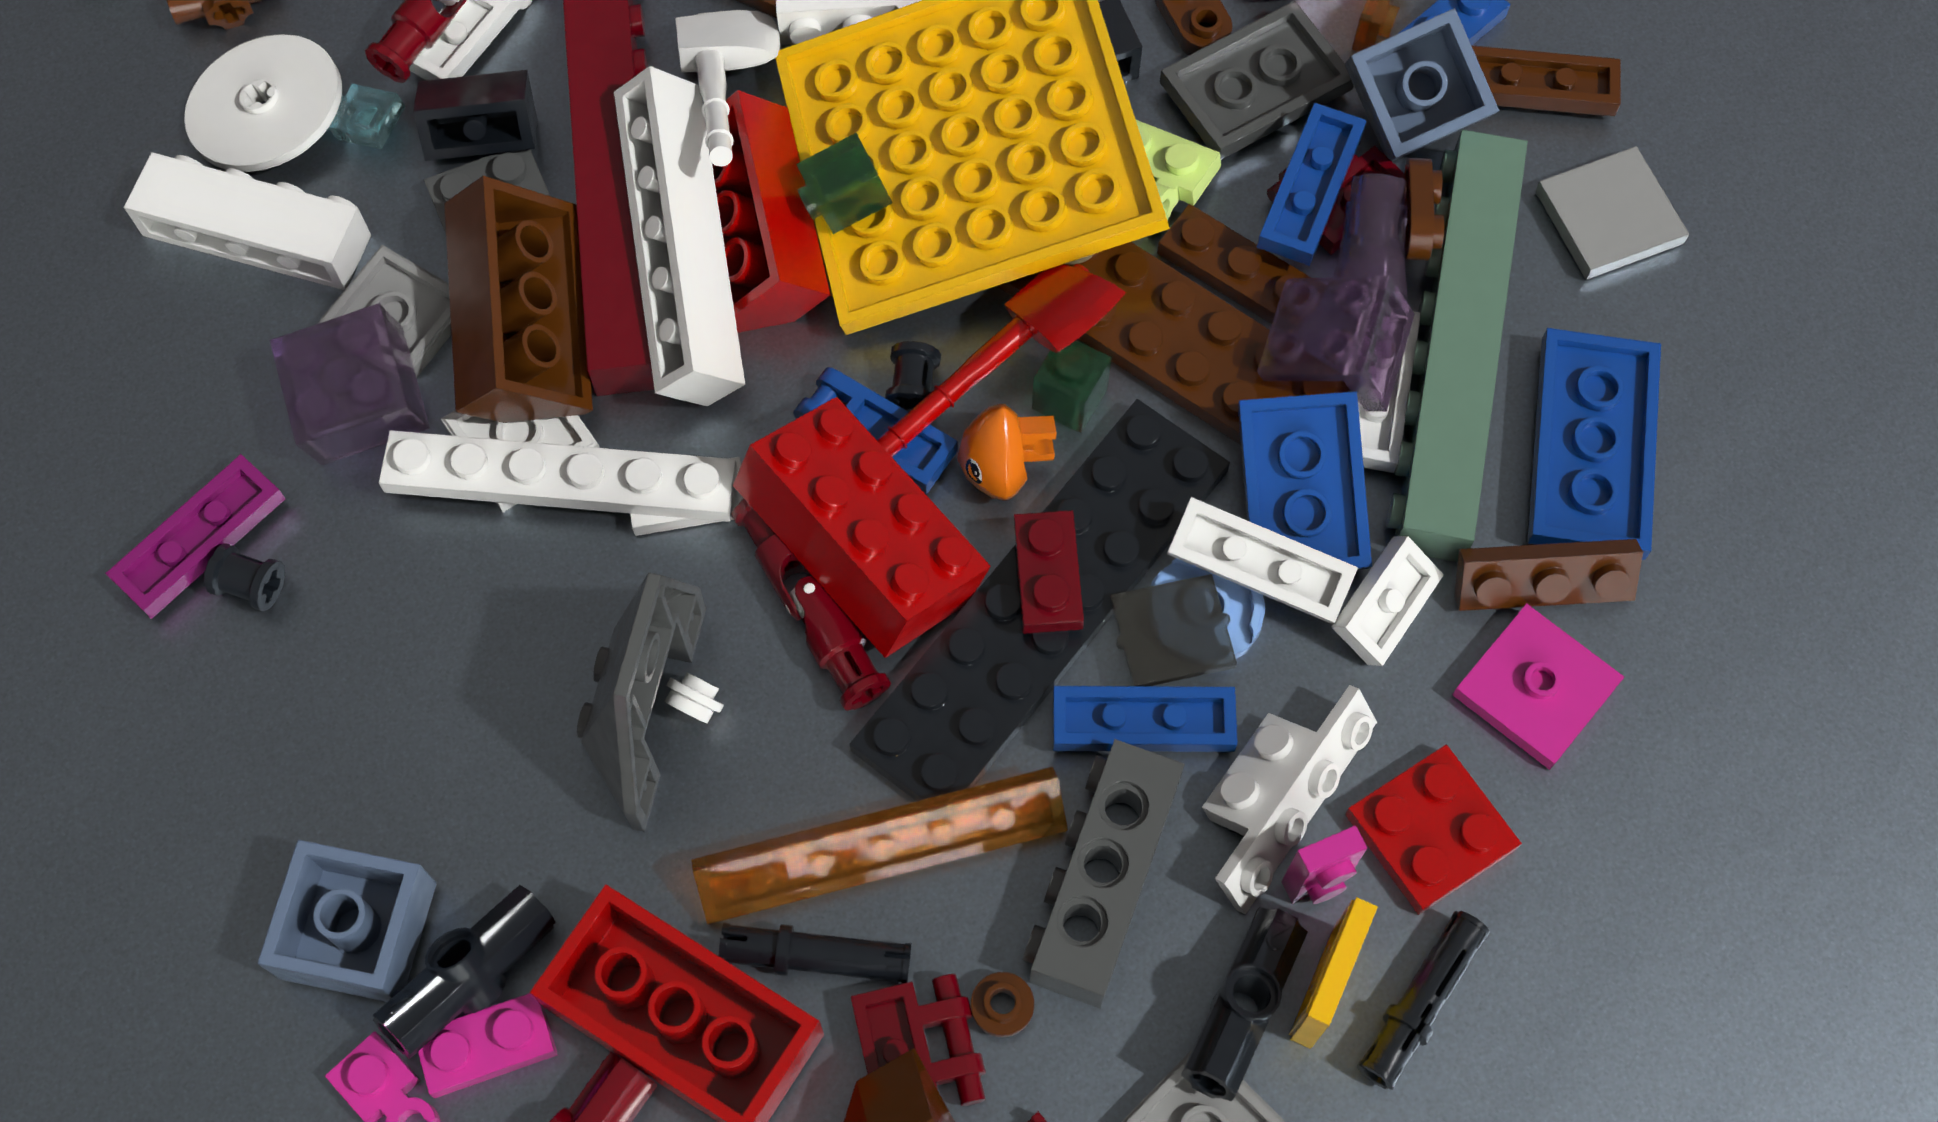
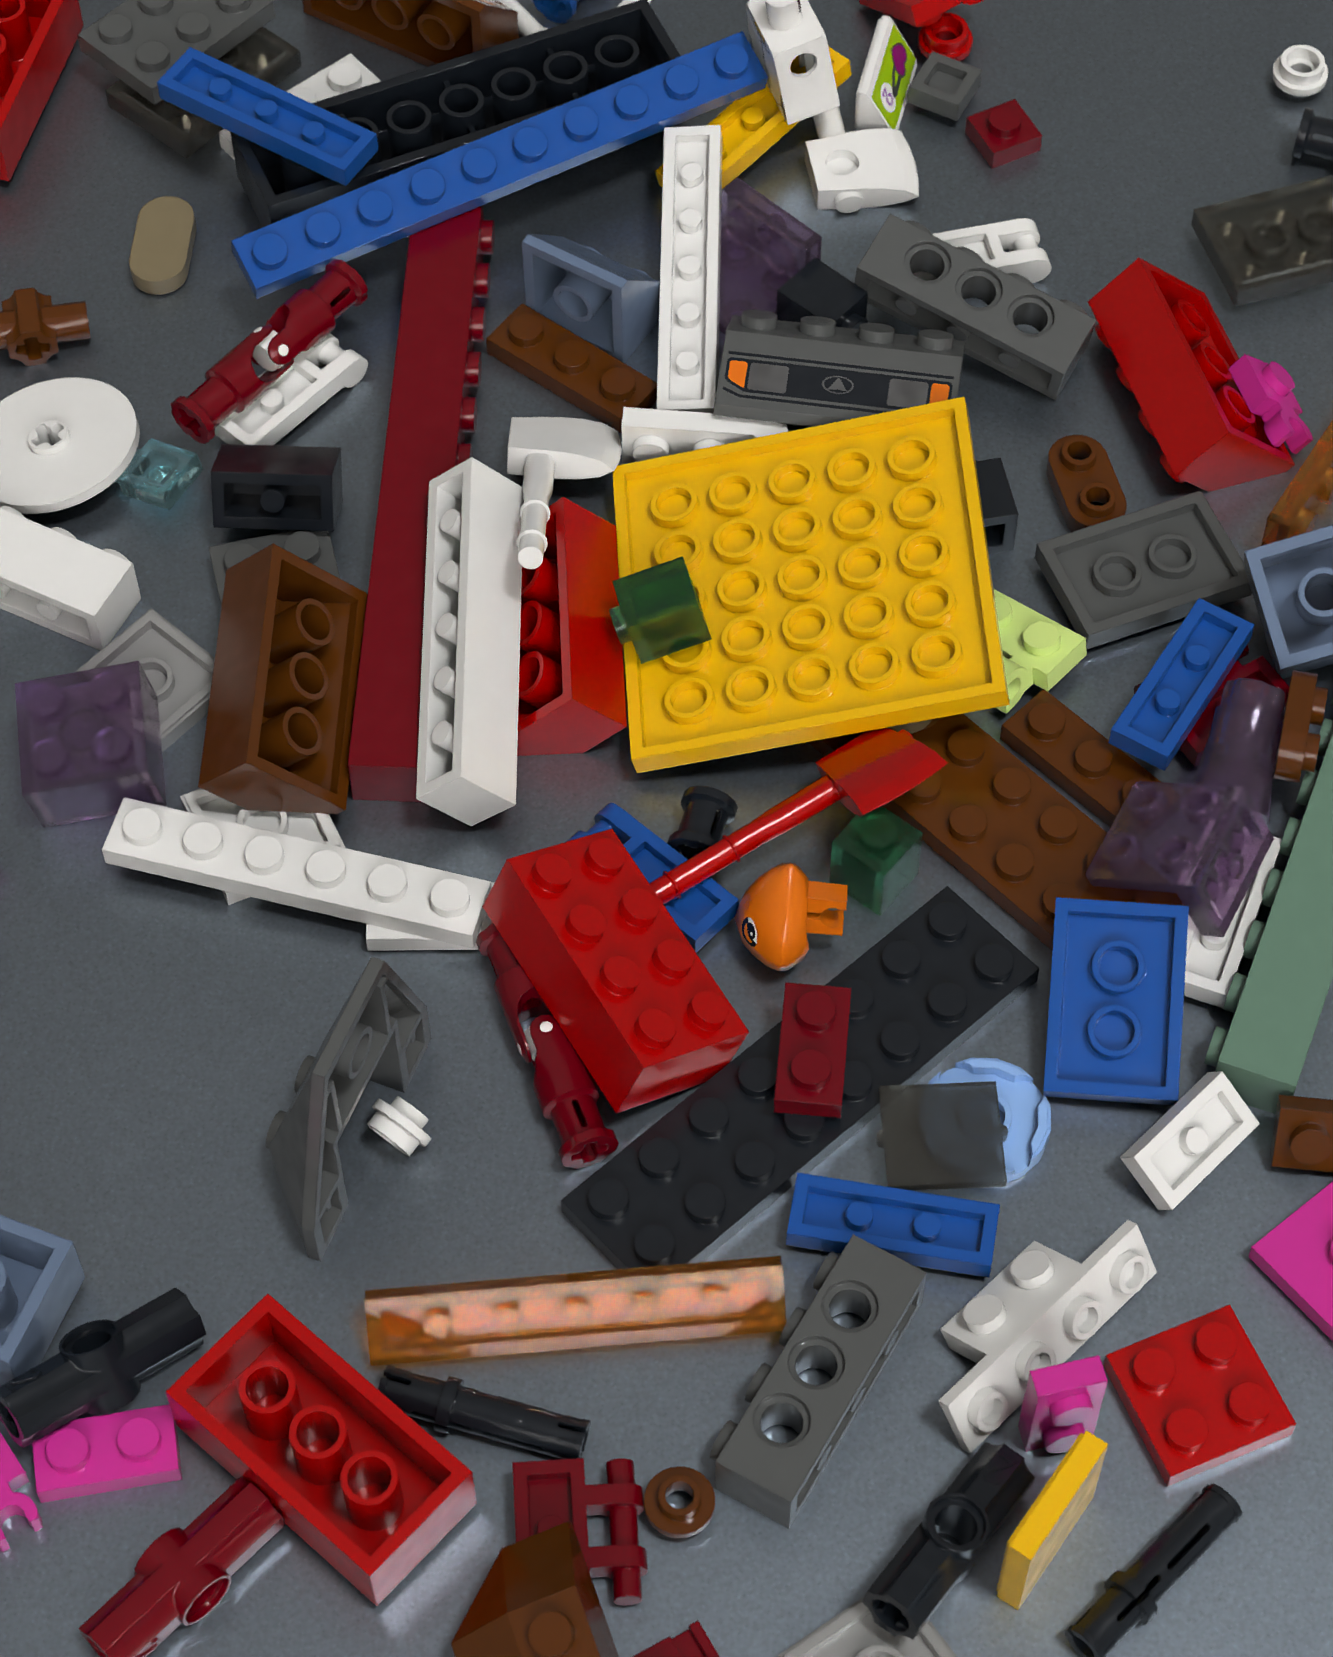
camera: 10 degrees right, 10 degrees down
(1262, 560) = (1053, 1072): white plate -> none

